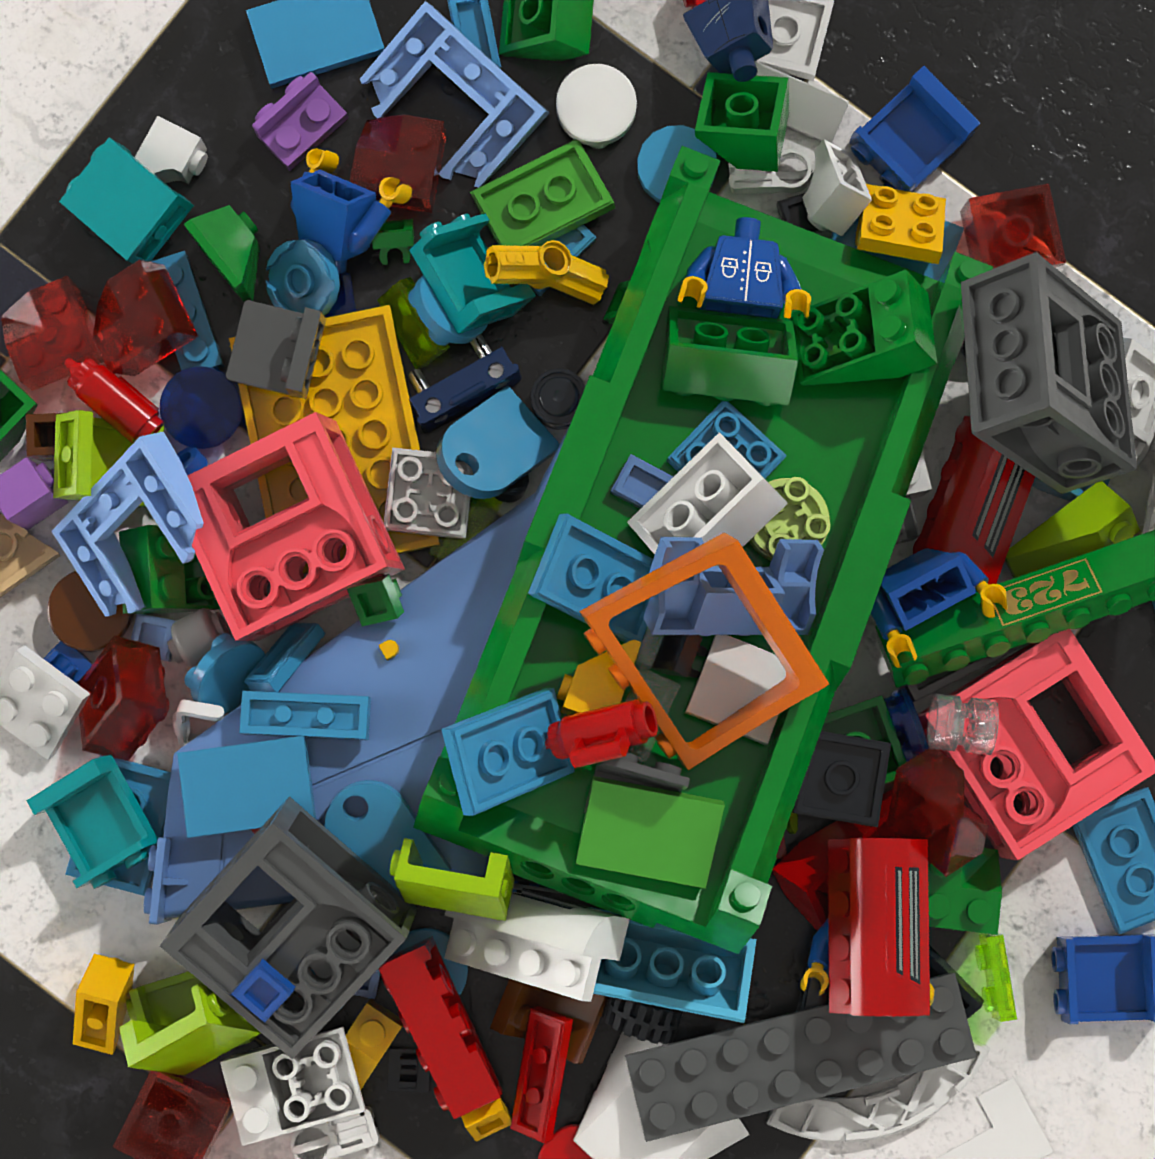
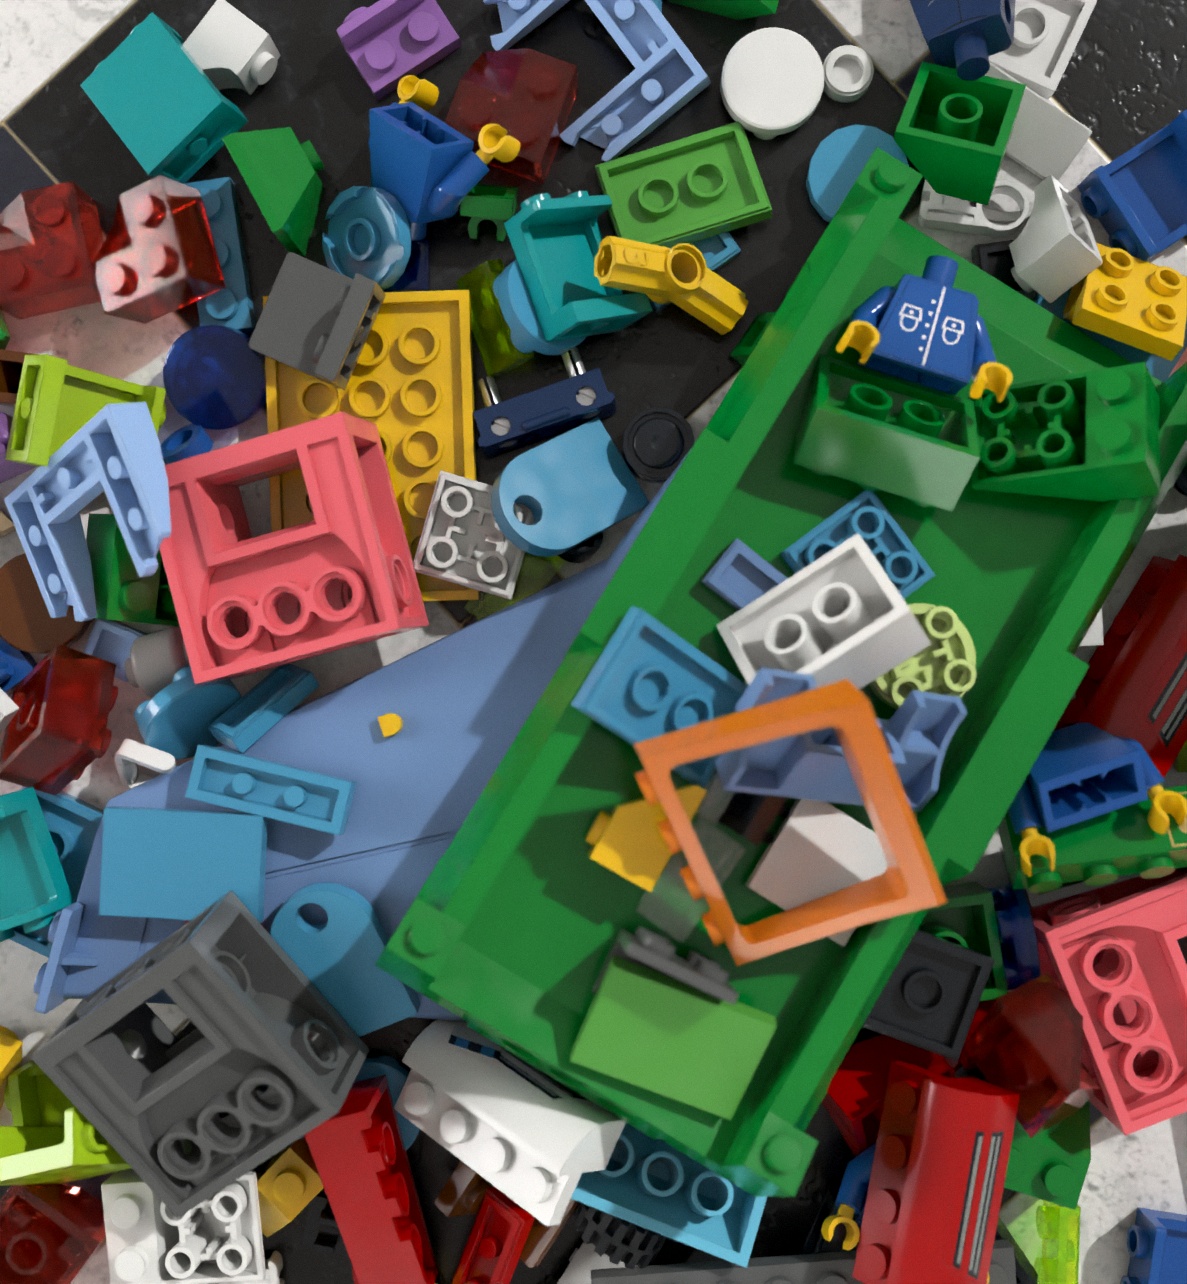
camera: 15 degrees right, 5 degrees up
(113, 399) = (105, 348): red piece -> none
(263, 990) = (150, 1137): blue tile -> none
(376, 600) = (386, 661): green tile -> none
(452, 890) = (355, 1025): lime panel -> none
(504, 752) = (506, 907): dark azure tile -> none
(602, 732) = (633, 910): red piece -> none
(653, 88) = (847, 73): none -> white tile
(947, 720) = (1105, 963): clear wheel -> none

